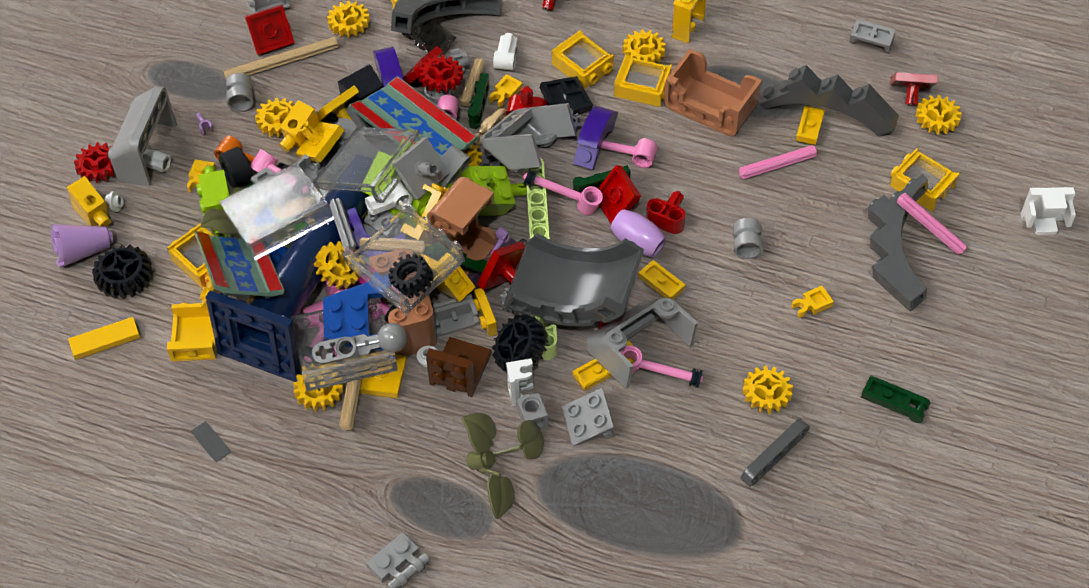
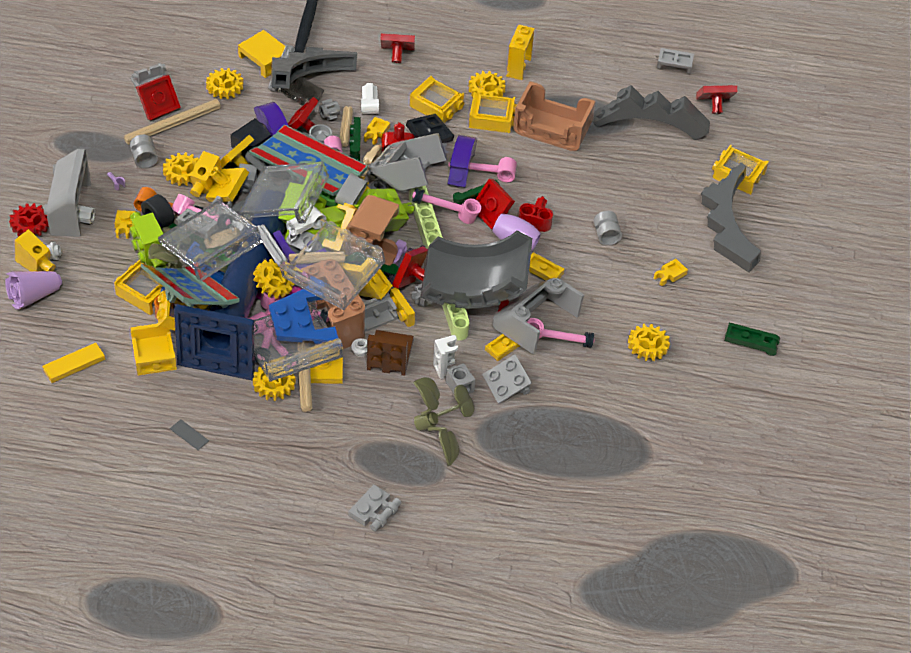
camera: 15 degrees left, 5 degrees down
(109, 276) = (77, 306): black gear -> none
(390, 338) = (336, 329): light grey beam -> none
(404, 268) = (340, 269): black tyre -> none
(419, 167) = (330, 191): light grey tile -> none
(440, 73) = (322, 118): red gear -> none
(520, 340) = (434, 325): black gear -> none
(775, 452) = (665, 389): dark grey beam -> none
(777, 162) = (618, 167): bright pink axle -> none
(810, 125) = (638, 135): yellow plate -> none
(931, 223) = (754, 201): bright pink axle -> none
(938, 114) = (741, 118): yellow gear -> none
(1046, 207) = (842, 180): white panel -> none

